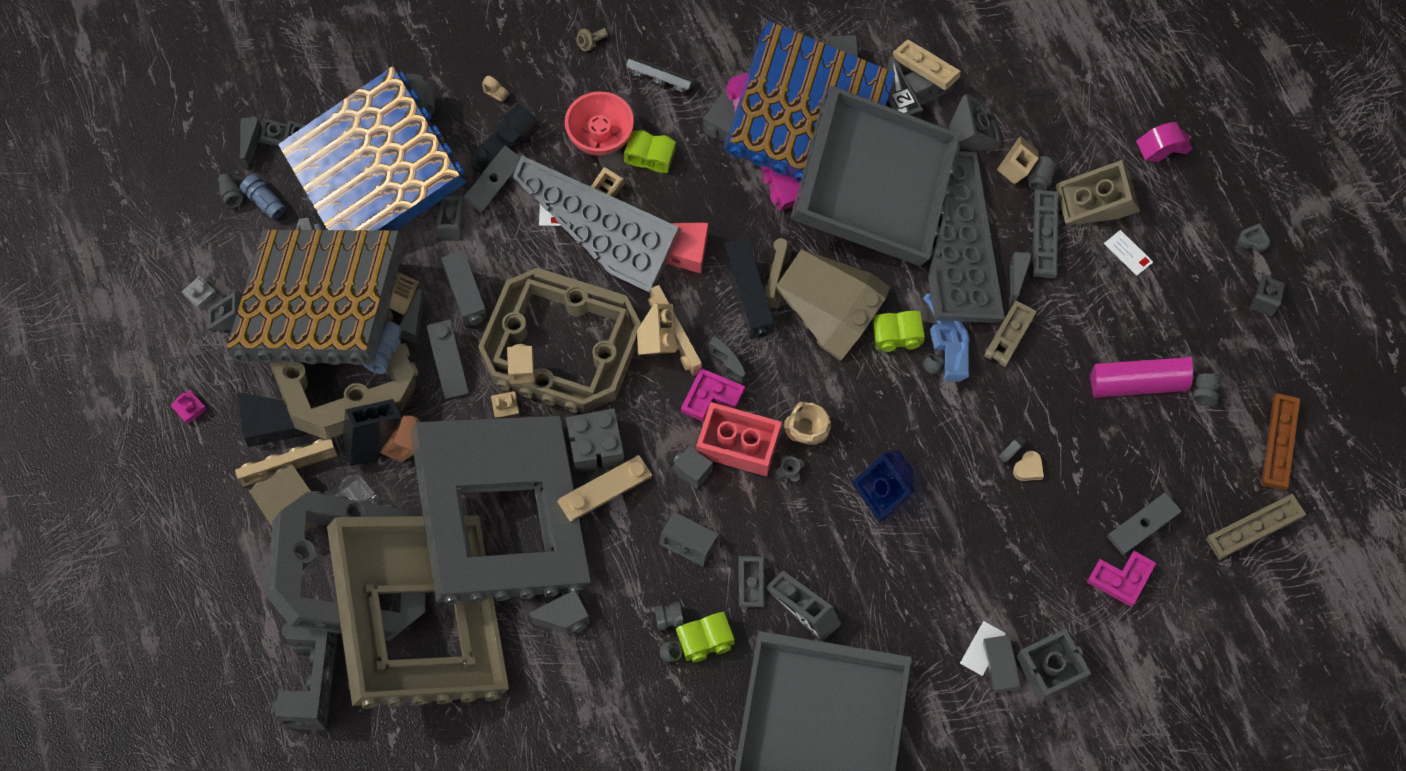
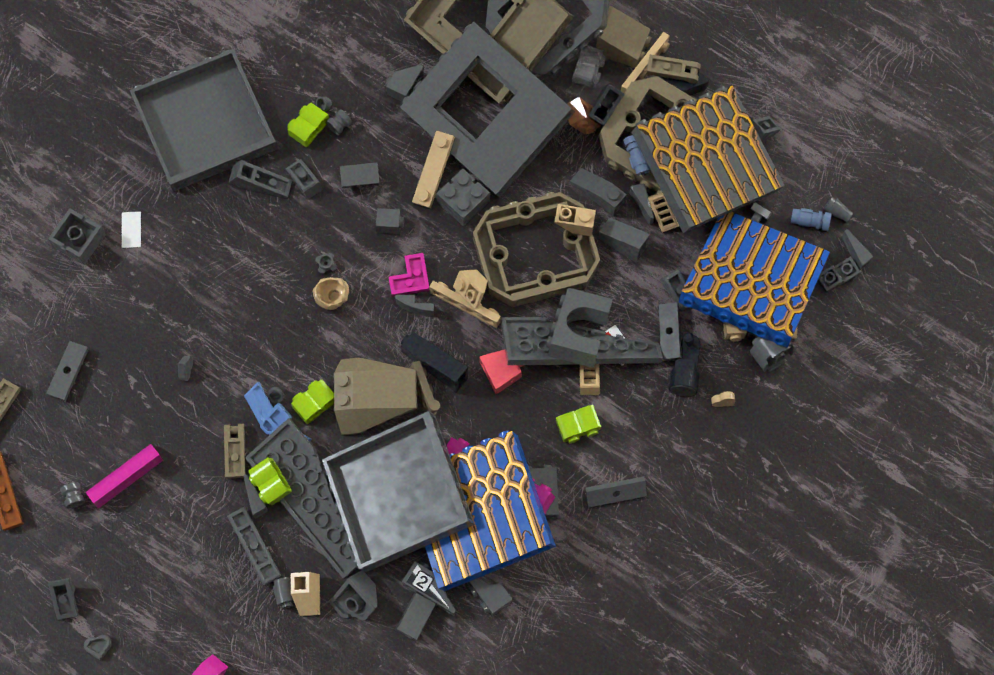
camera: 145 degrees right, 5 degrees up
(188, 407) = (736, 61): dark pink tile -> none
(199, 292) = (795, 133): light grey tile -> none
(266, 424) = (673, 68): none -> dark tan plate
(499, 322) = (575, 219): none -> tan slope
(505, 405) = (539, 186): tan tile -> none
(520, 364) = (543, 204): tan brick -> none
(586, 40) = (691, 486): dark tan plate -> none
(599, 123) = (629, 403): coral piece -> none
(610, 216) = (567, 344): none -> dark grey arch
(739, 439) = (370, 254): coral brick -> none
(885, 484) = (254, 289): clear blue slope -> none
(926, 64) = (422, 619): tan plate -> none
(995, 272) = (269, 481): none -> lime brick
(1001, 663) = (112, 223): dark grey slope -> none
(1029, 467) = (167, 363): tan tile -> none
(1098, 195) = (231, 601): dark tan slope -> none
(1123, 584) = (59, 322): dark pink plate -> none
(1128, 252) = (186, 575): white sticker -> none

